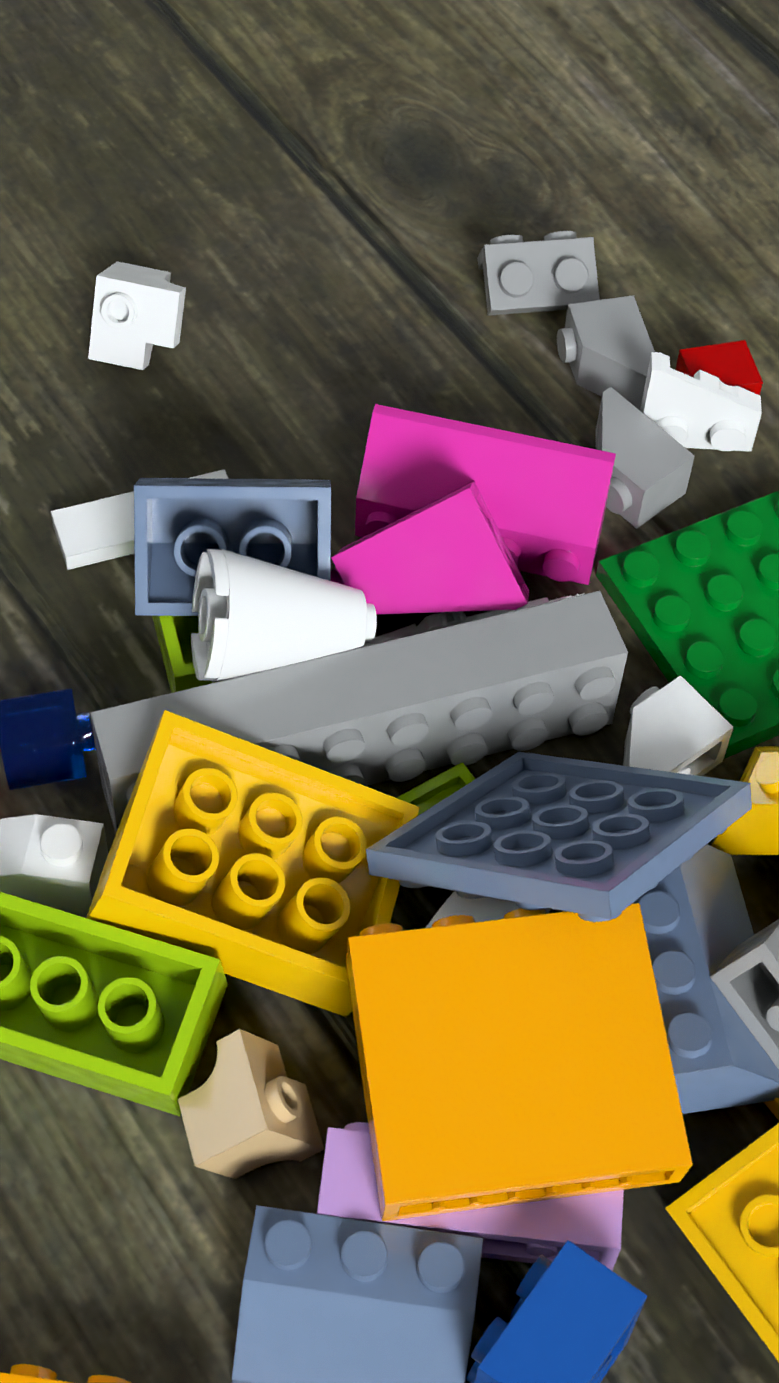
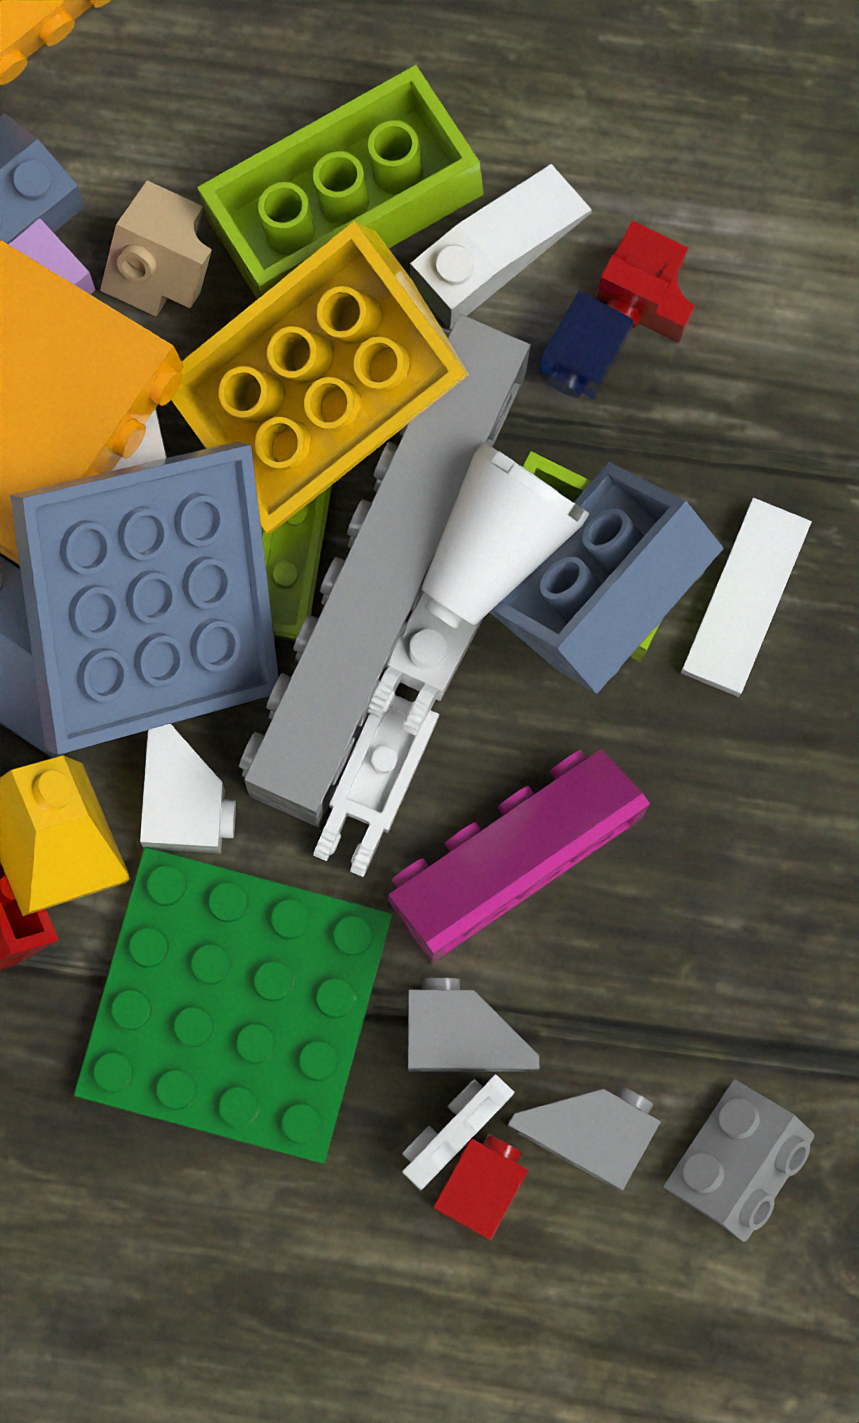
camera: 130 degrees right, 25 degrees up
(435, 561) = (472, 739): dark pink slope -> none

